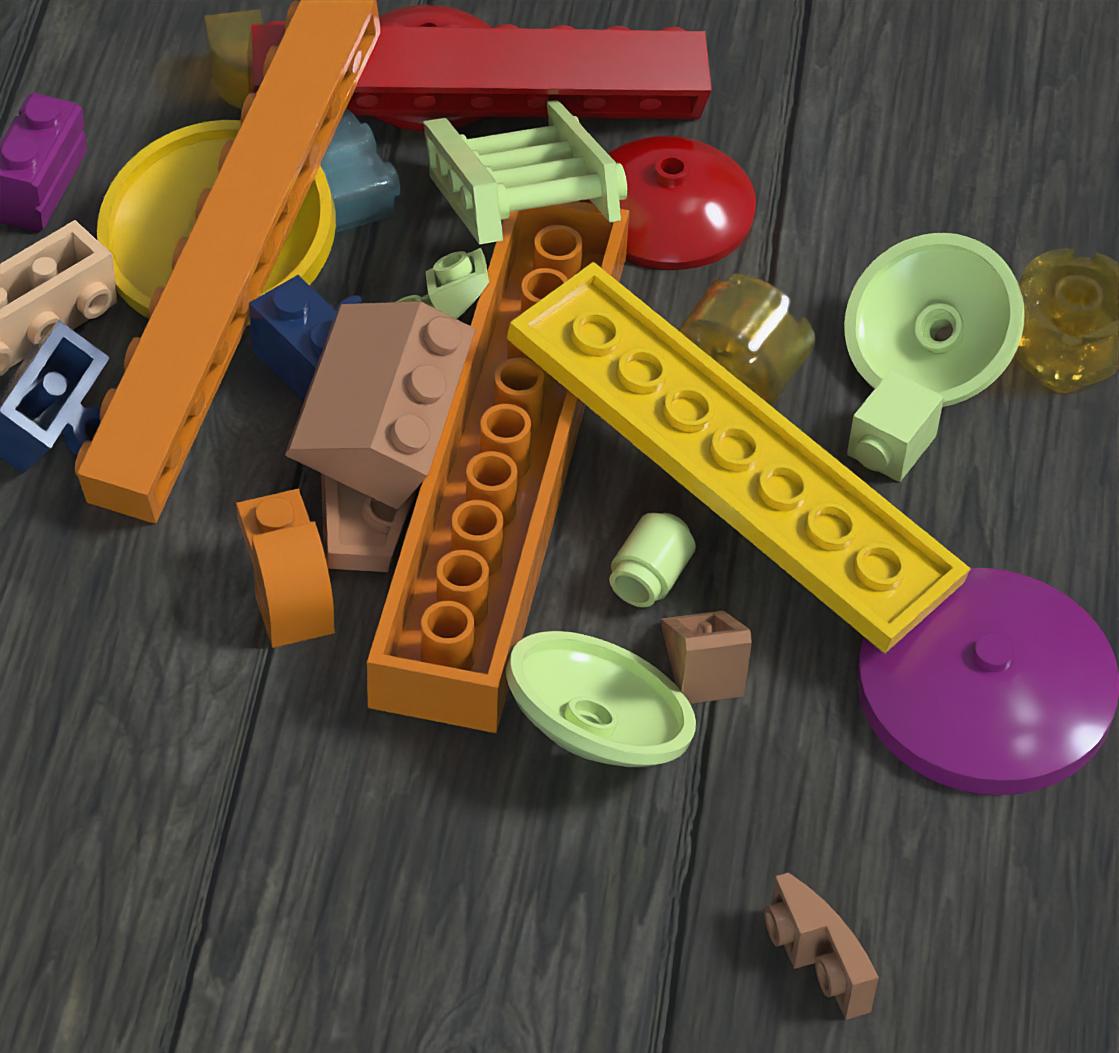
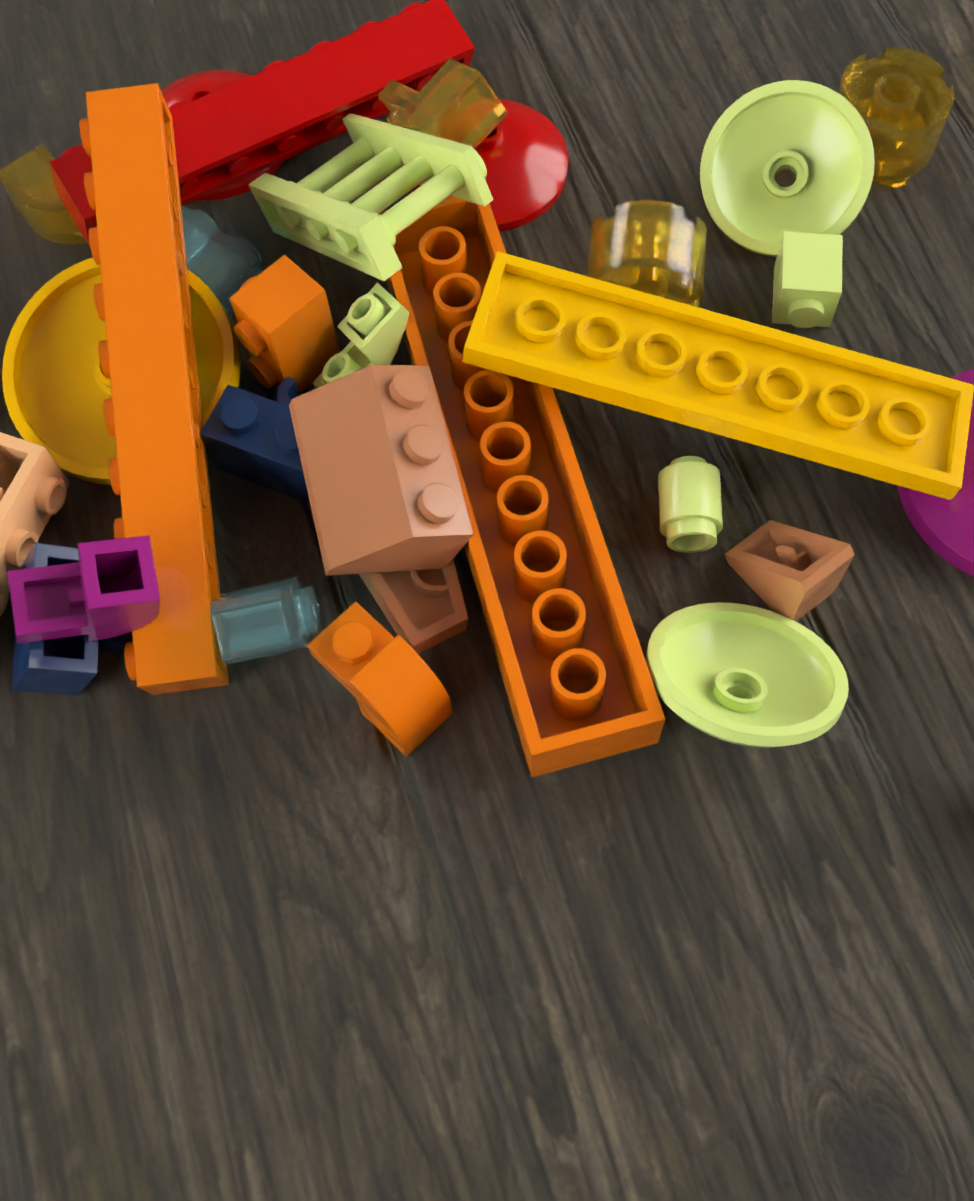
camera: 20 degrees left, 15 degrees up
(86, 381) = (99, 596): none -> magenta brick
(213, 468) = (265, 620): none -> clear light blue brick
(377, 247) = (284, 325): none -> orange brick
(640, 133) = (451, 105): none -> clear yellow brick

